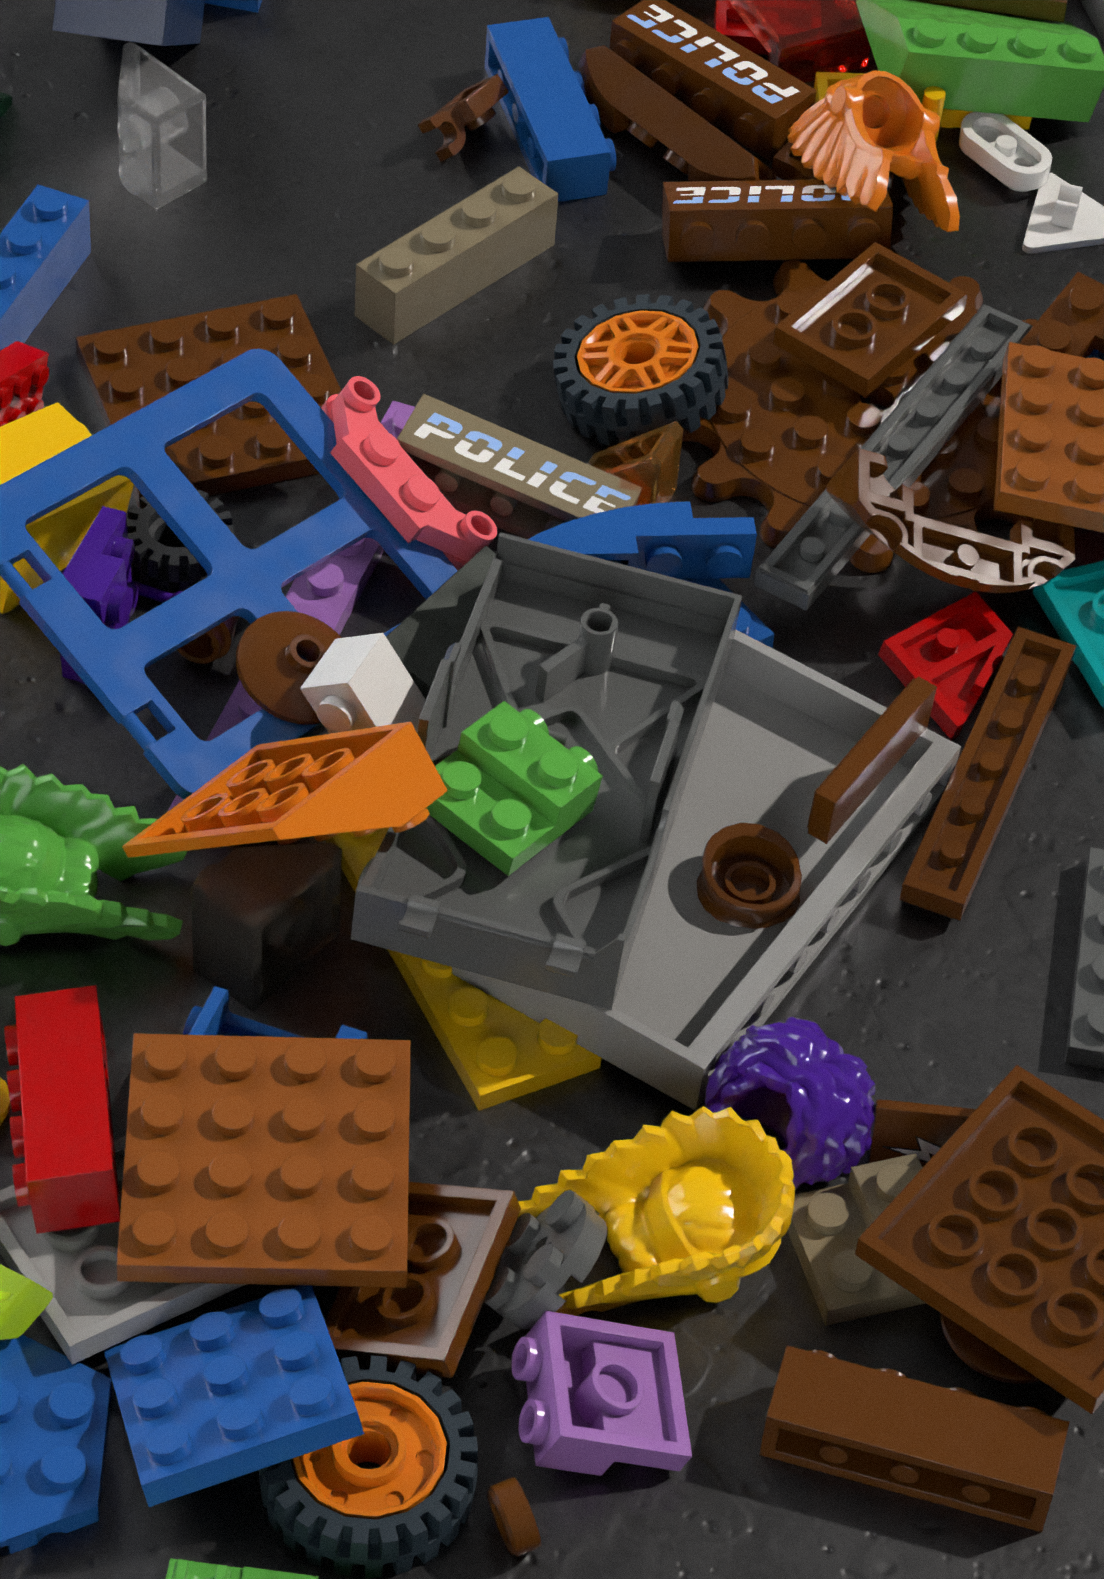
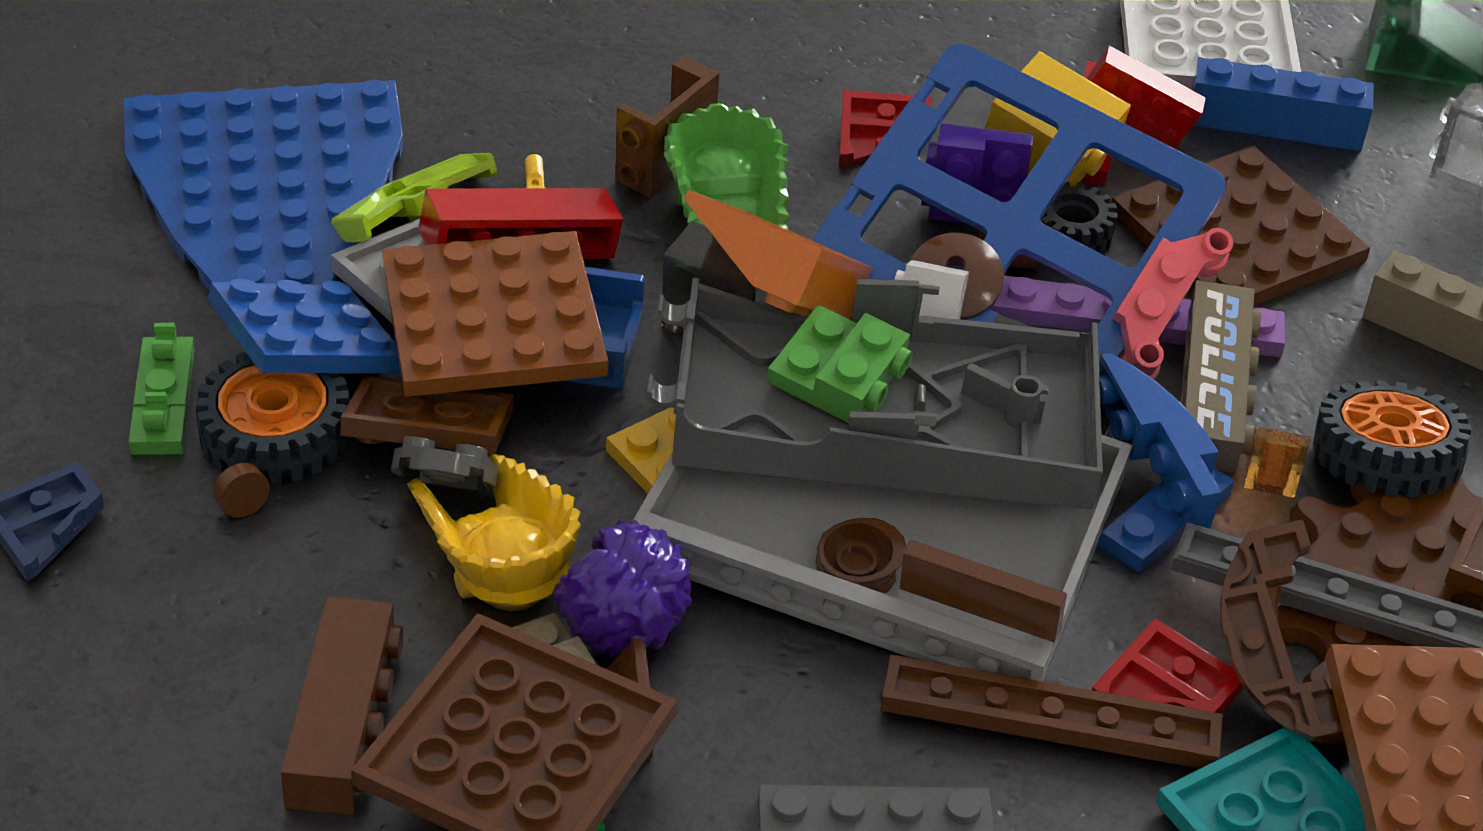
camera: 80 degrees right, 5 degrees down
(601, 1395) = (347, 522): medium lavender plate -> none

